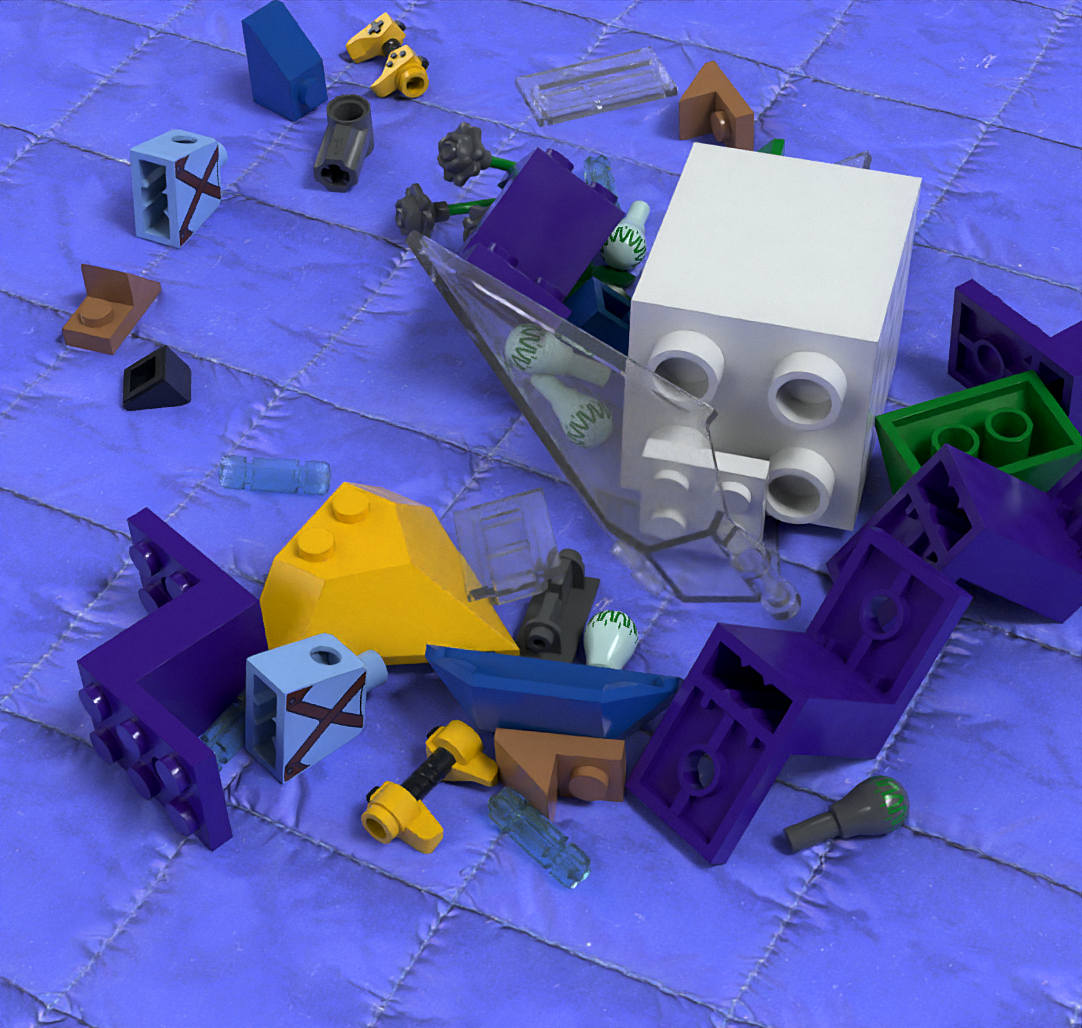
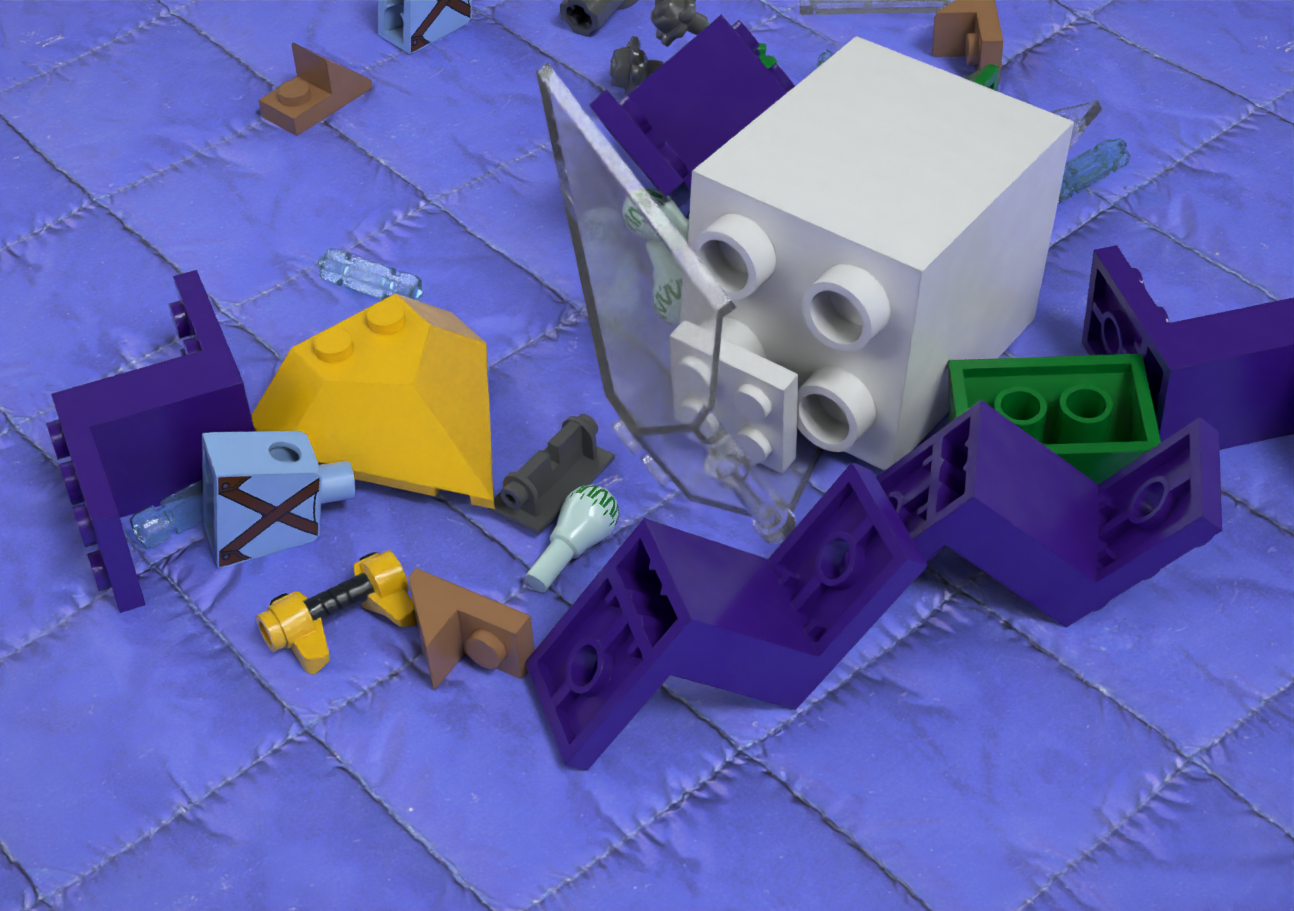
camera: 20 degrees right, 0 degrees up
(157, 381) = (318, 168): black slope -> none
(507, 548) = (530, 400): clear piece -> none
(539, 837) = (415, 689): clear light blue axle -> none
(551, 694) = (483, 550): blue wedge -> none
(870, 808) = (753, 758): dark grey piece -> none

